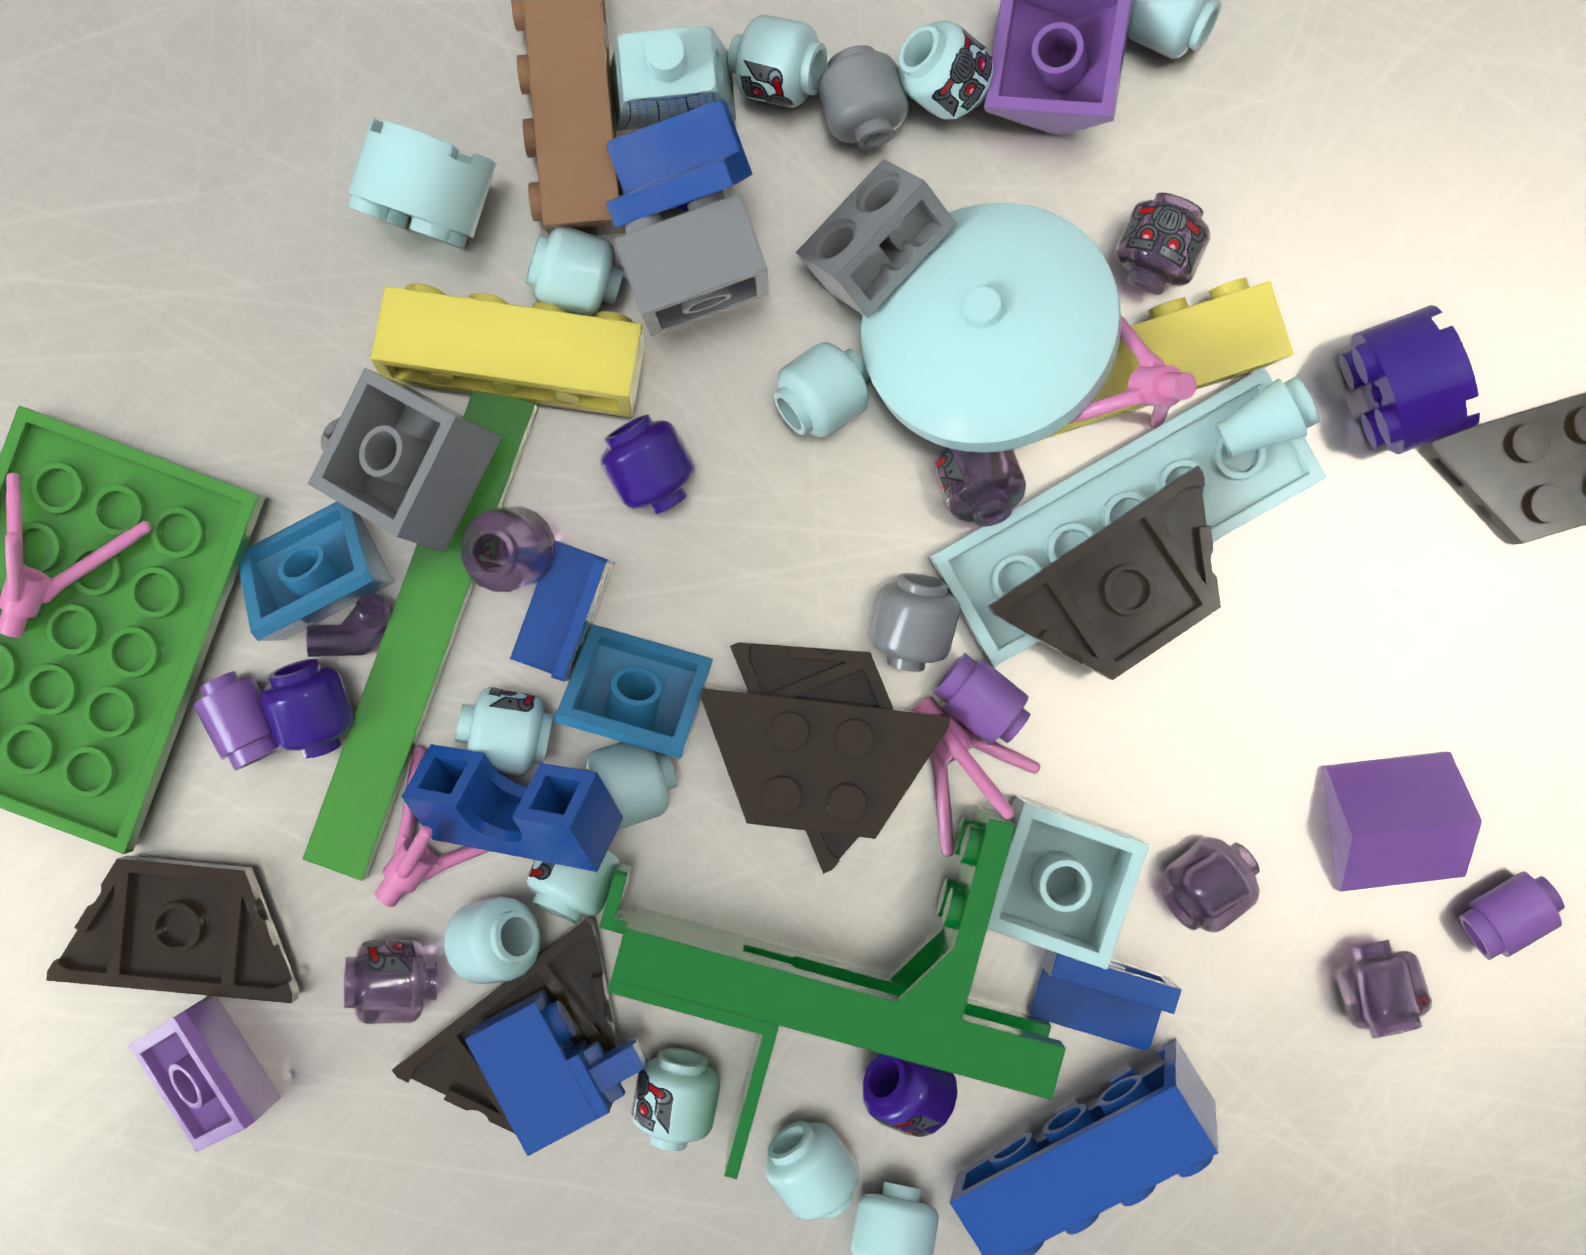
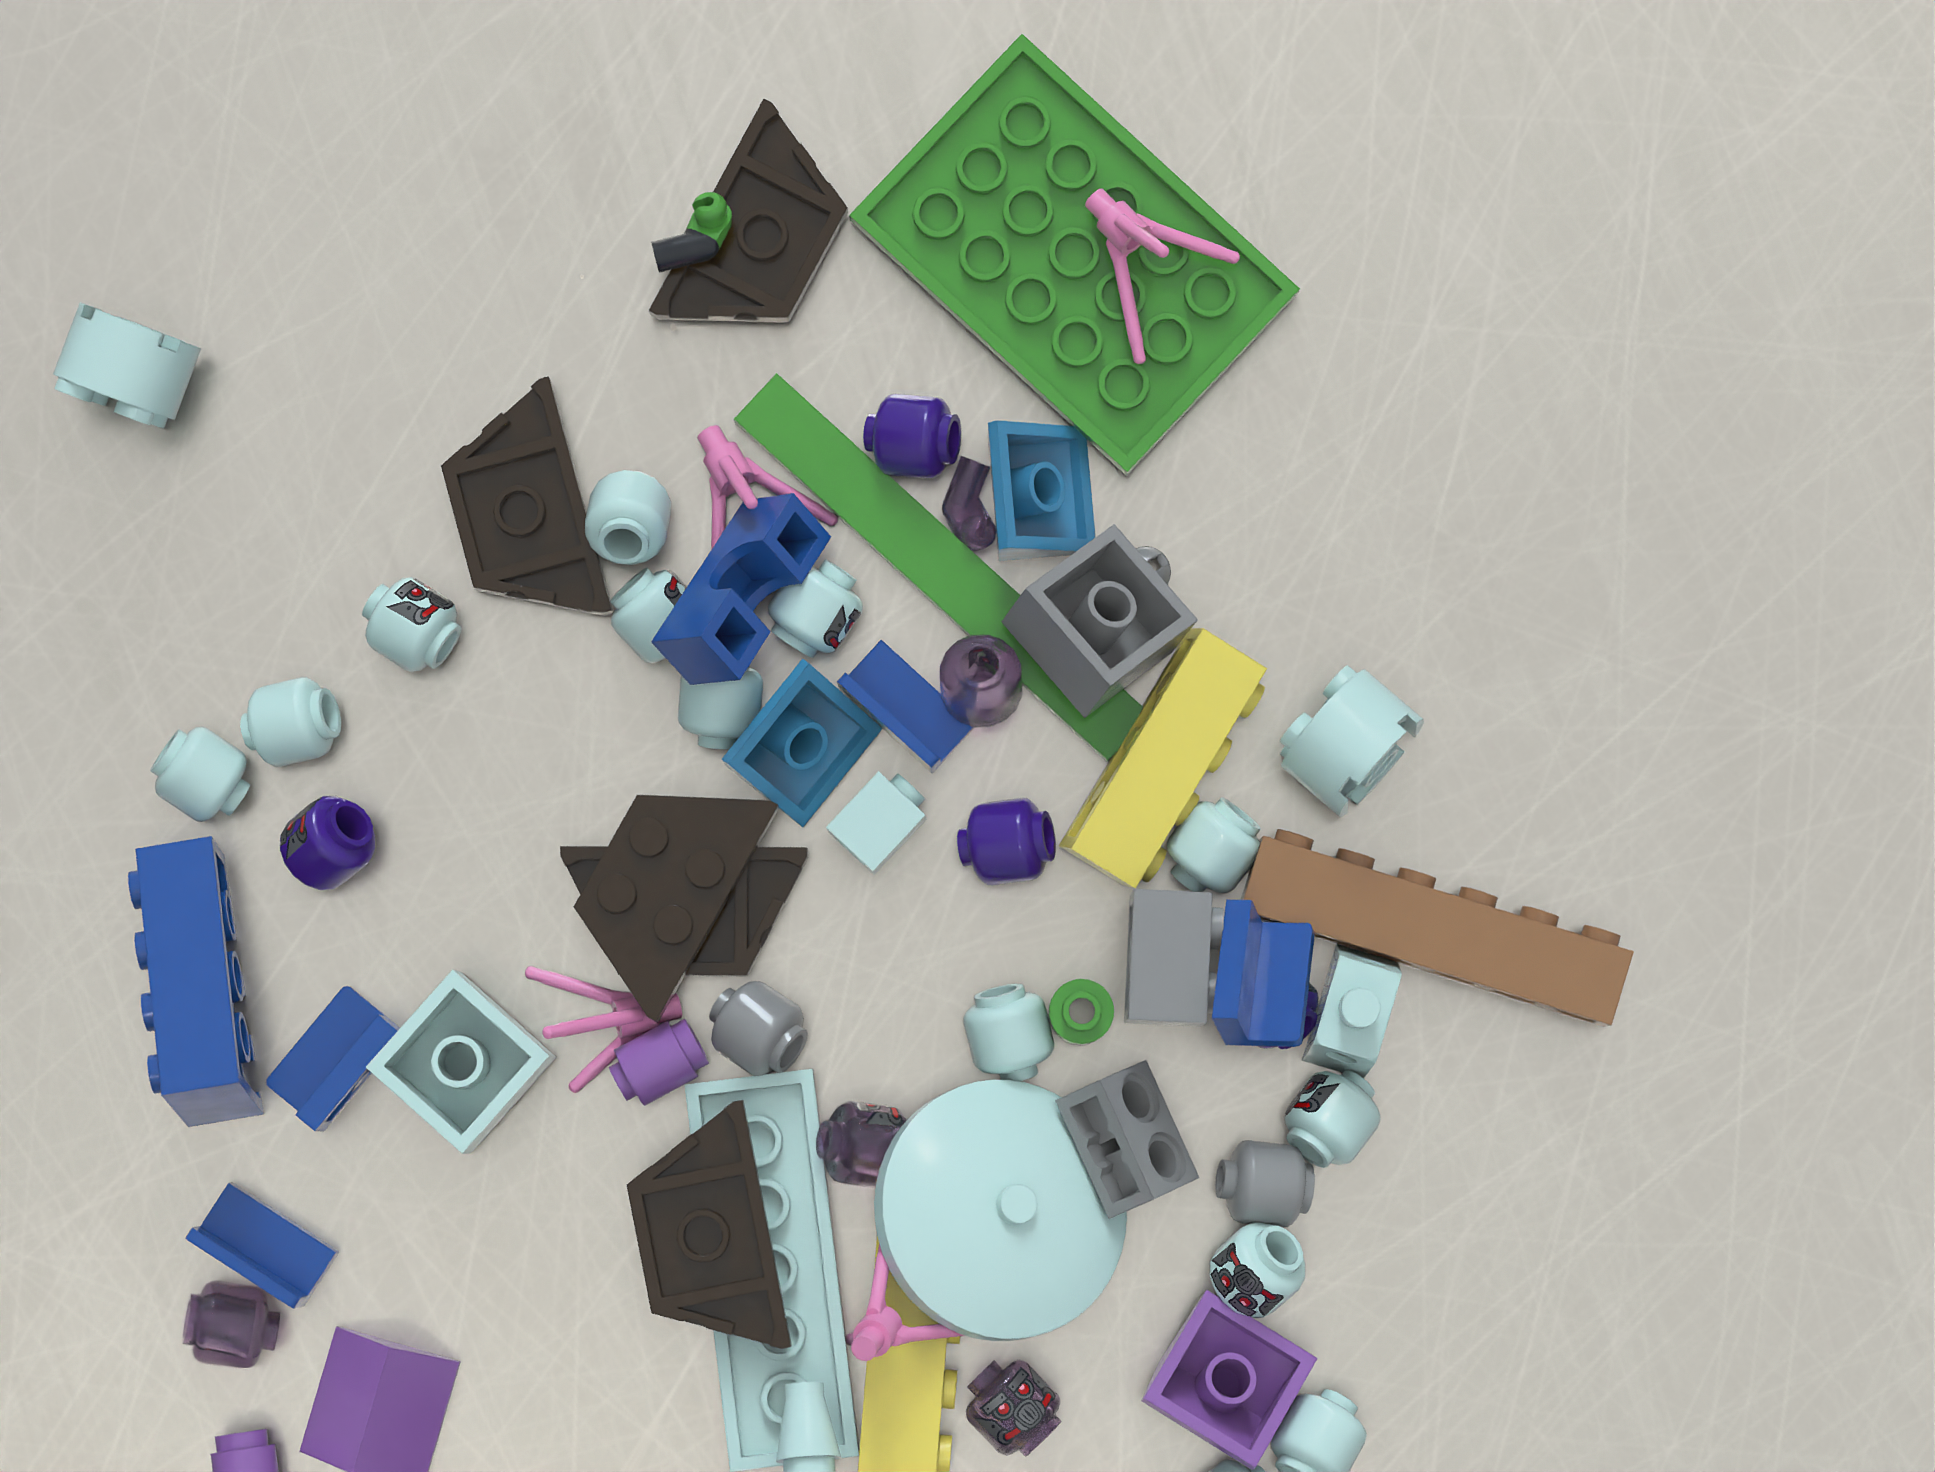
camera: 110 degrees right, 5 degrees down
(197, 983) = (702, 235): none -> arm
(206, 1073) = (616, 200): medium lavender slope -> none
(235, 719) = (929, 367): medium lavender brick -> none
(389, 981) = (630, 406): clear purple head -> none
(543, 1077) = (486, 513): blue hinge -> none
(677, 590) = (878, 820): none -> light aqua brick
(776, 349) = (1081, 1033): none -> bright green brick
(911, 1015) = (397, 872): green piece -> none
(1211, 885) = (396, 1204): clear purple head -> none
(1301, 989) = (263, 1246): none -> blue panel

